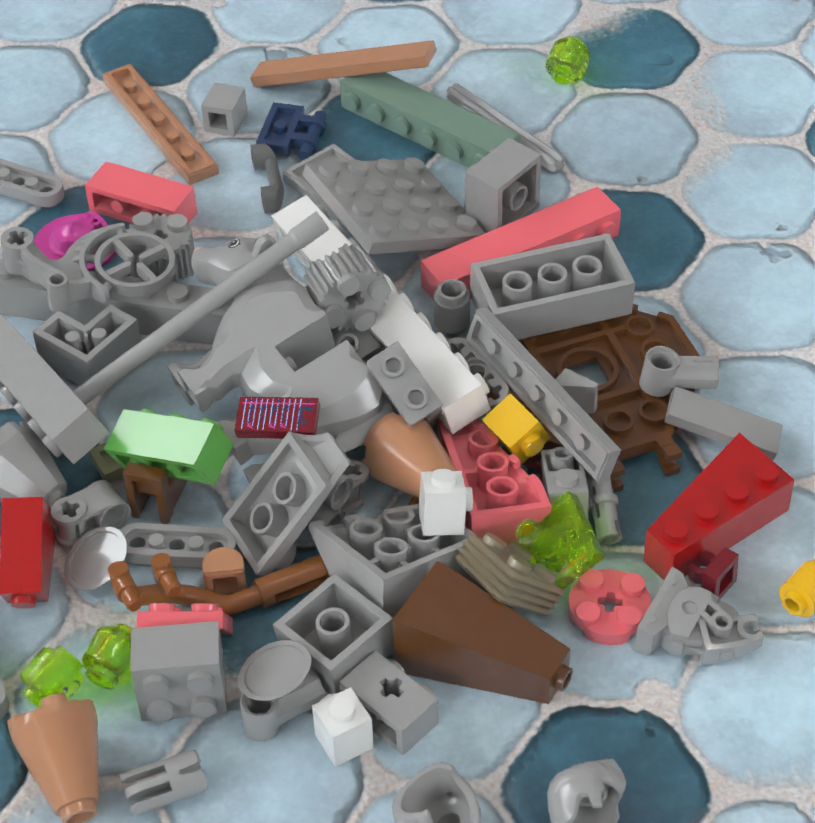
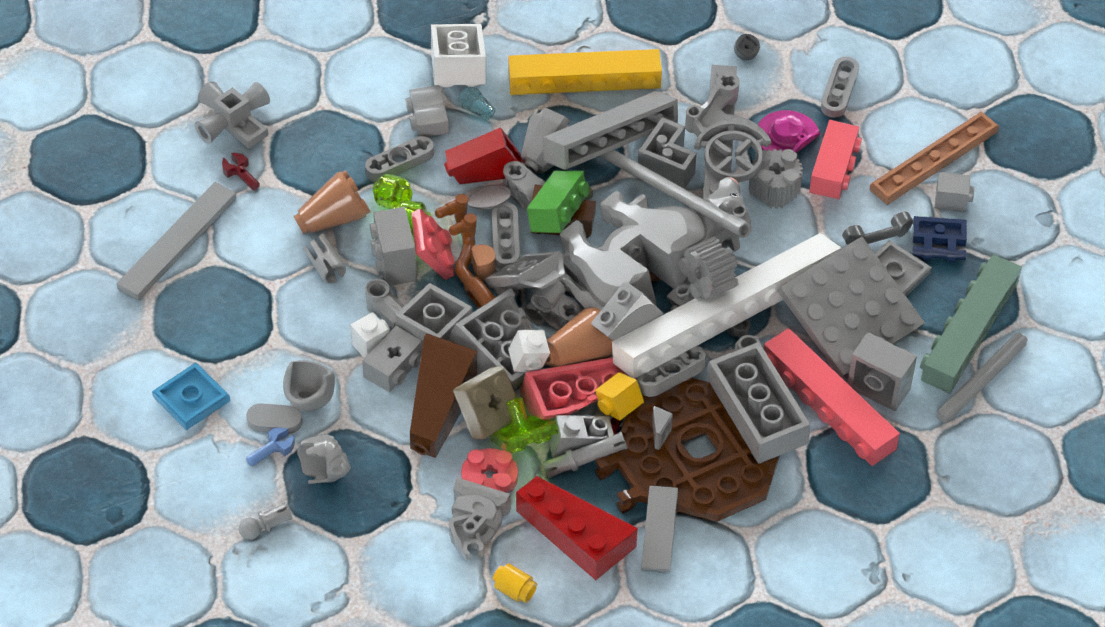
camera: 80 degrees right, 5 degrees up
(274, 670) = (394, 289): light grey piece -> none
(276, 417) = (577, 247): dark red tile -> none
(344, 64) = (1012, 252): nougat tile -> none
(543, 395) = (644, 400): light grey tile -> none
(568, 60) = (1076, 411): clear neon green head -> none
(666, 369) = (693, 490): light grey piece -> none
(719, 571) = (517, 529): dark red tile -> none

